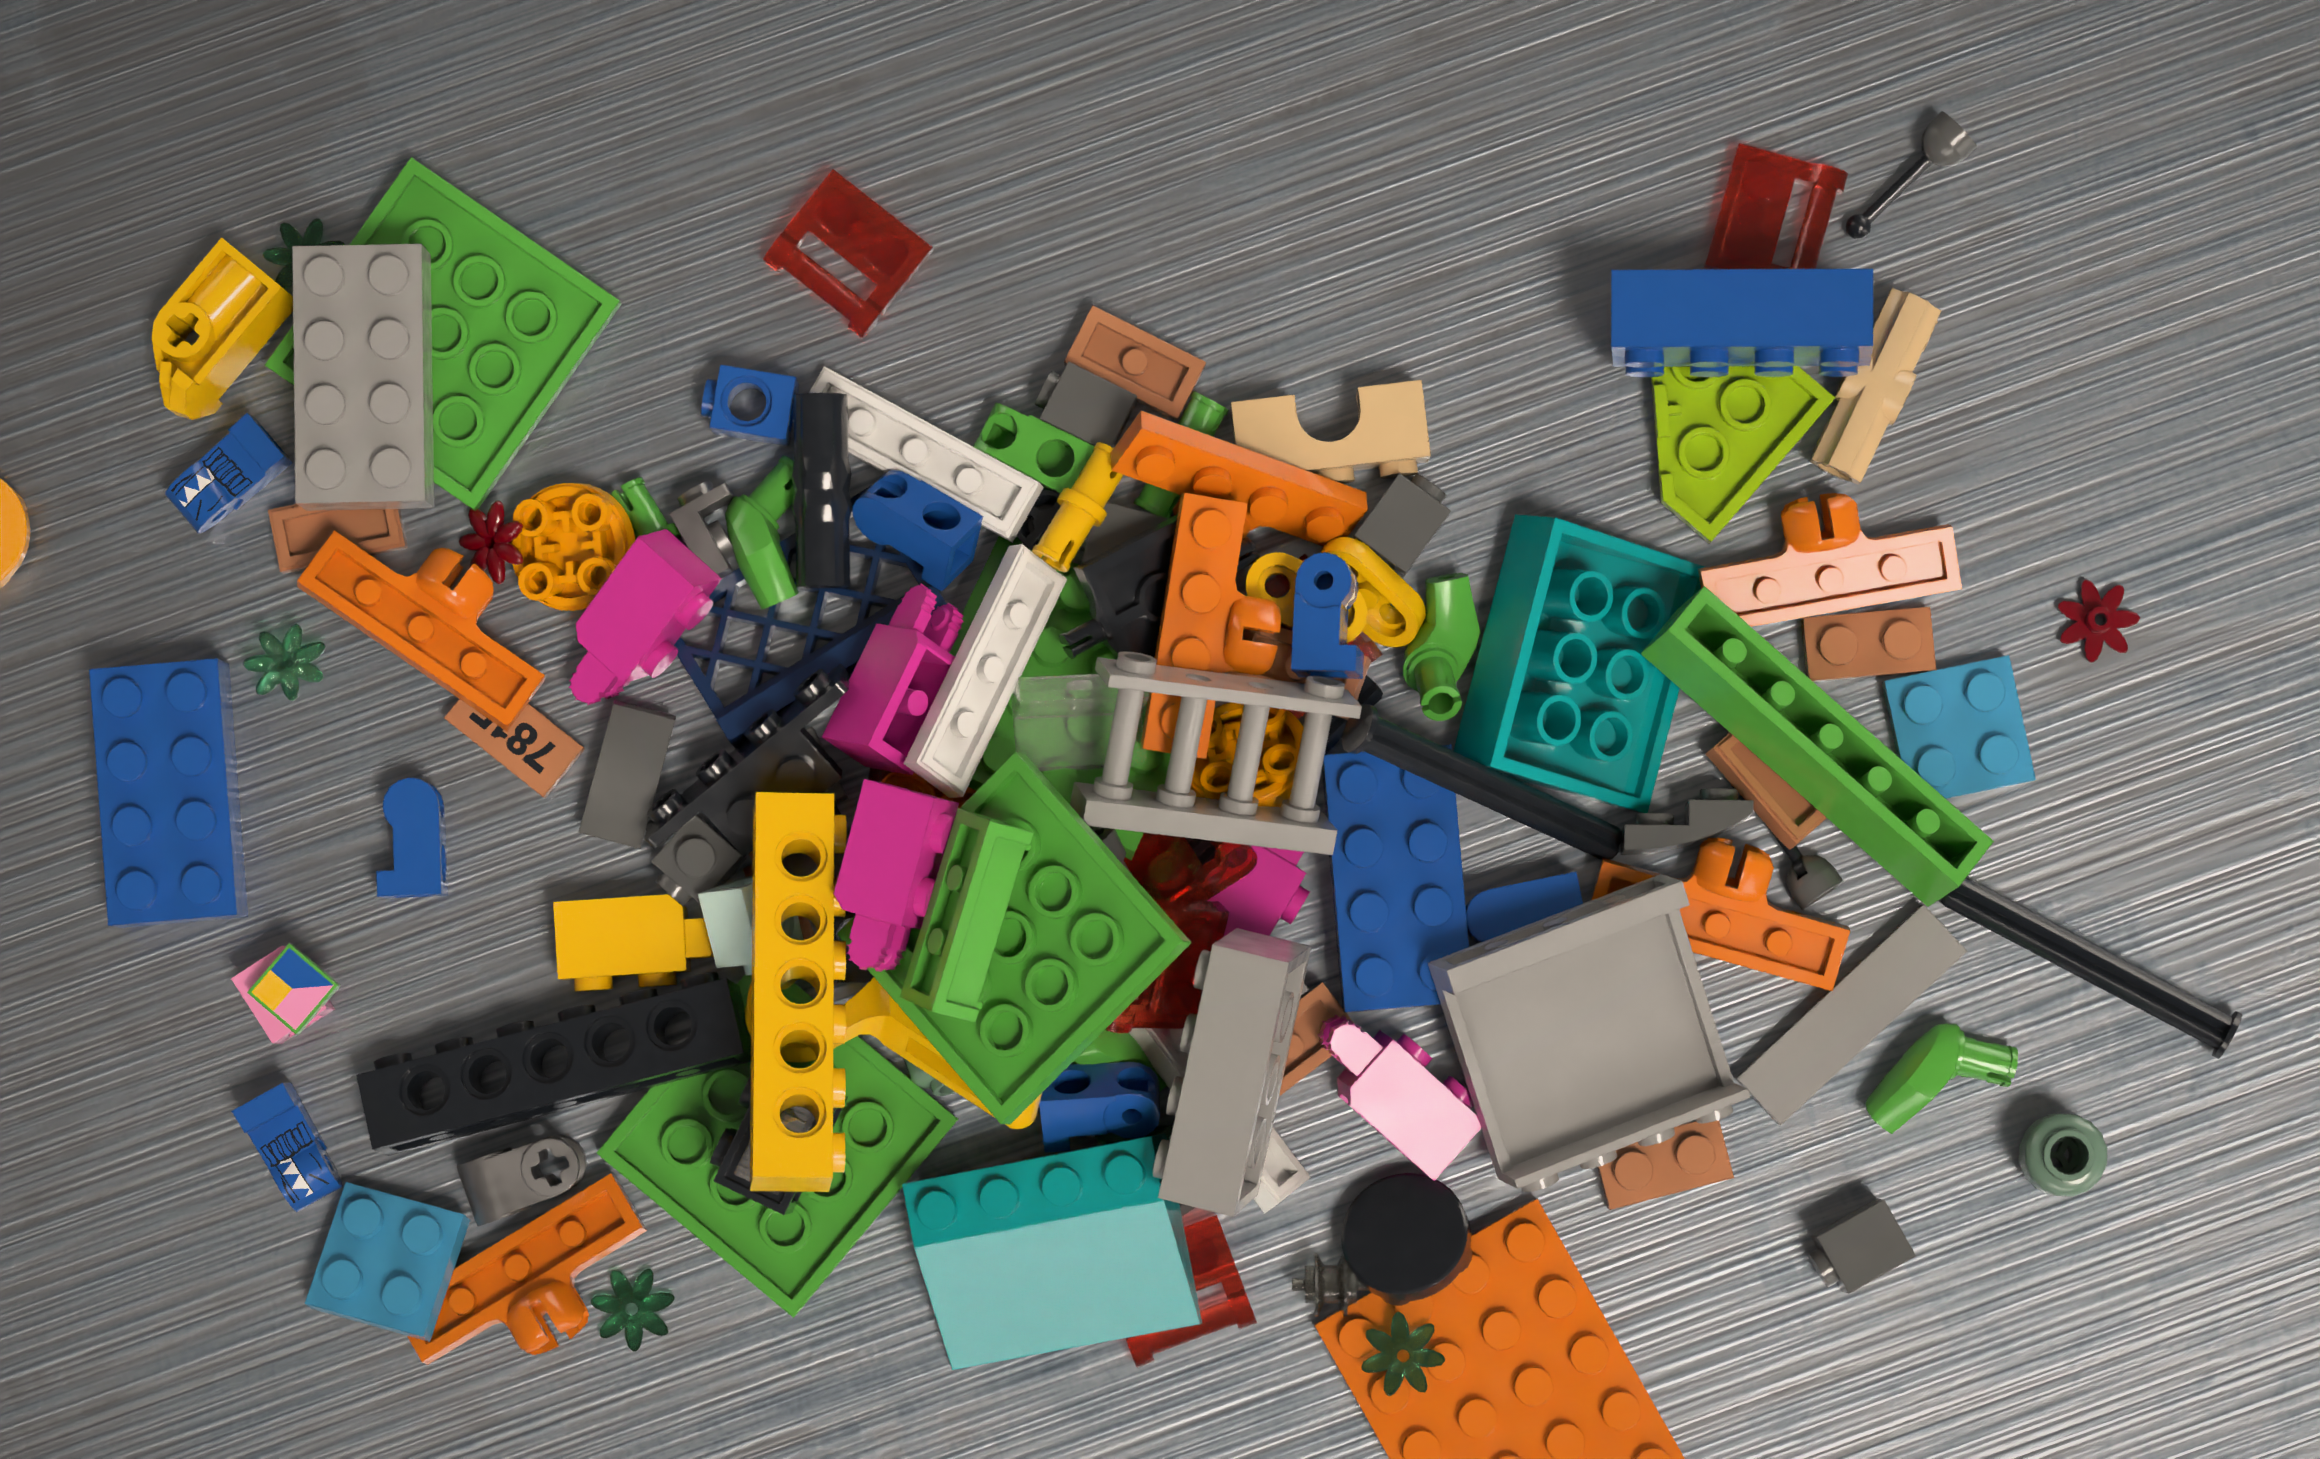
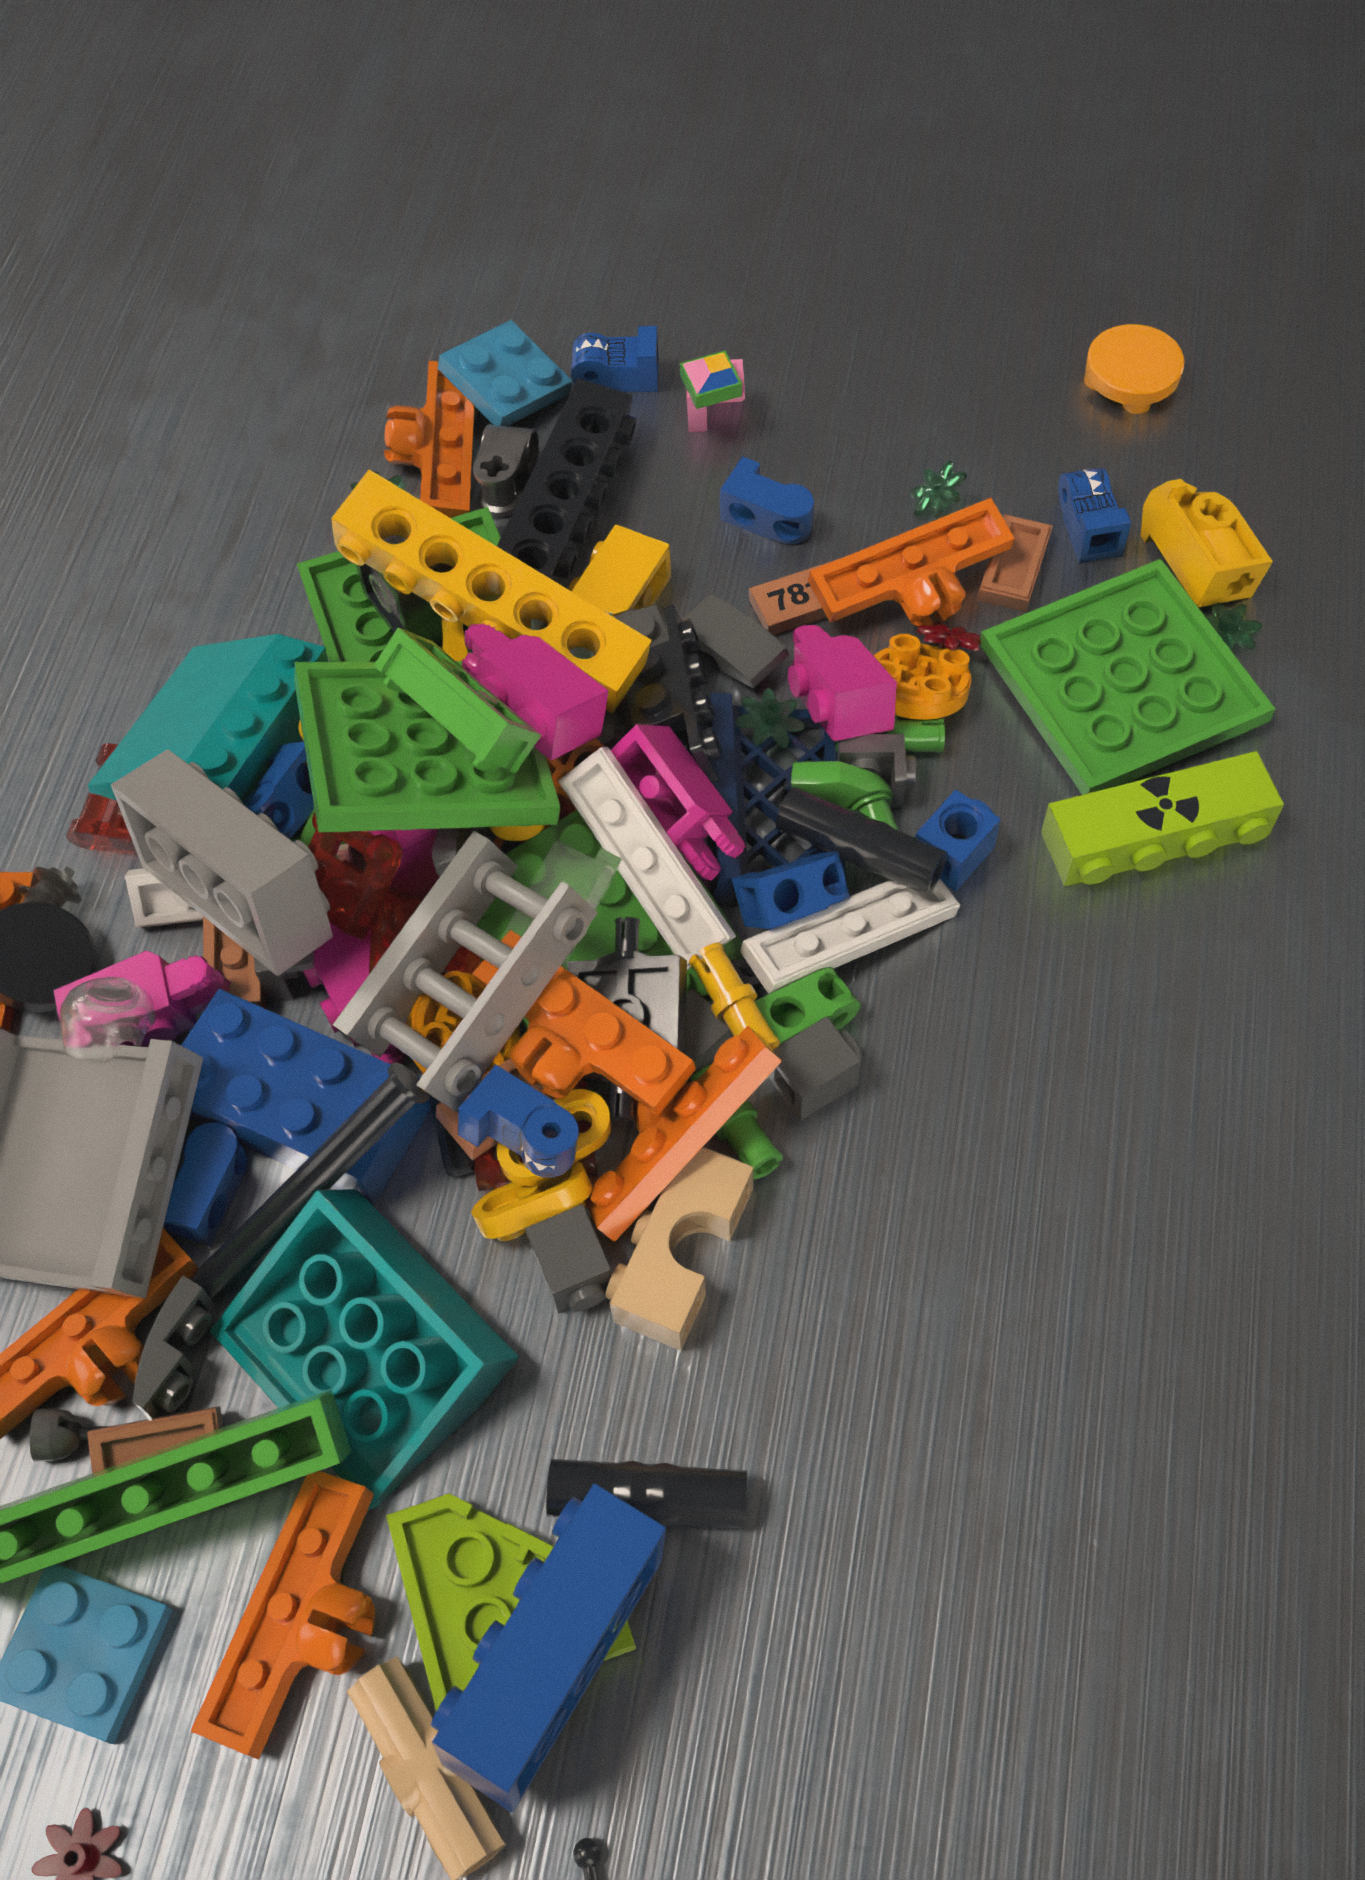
camera: 125 degrees right, 25 degrees down
(168, 793) = (888, 389): blue brick -> none
(363, 377) = (1119, 591): light grey brick -> none
(614, 213) = (1161, 819): none -> lime brick
(721, 678) = (769, 718): none -> clear green plant
(862, 237) = (1049, 979): clear red plate -> none
(1136, 362) = (832, 1126): nougat plate -> none
(1442, 645) = (450, 1233): bright green arm -> none
(1447, 1077) = (103, 1015): none -> clear hair
(1564, 336) = (658, 1490): none -> black axle
(1757, 204) = (658, 1753): clear red plate -> none
(1868, 644) = (206, 1615): nougat plate -> none

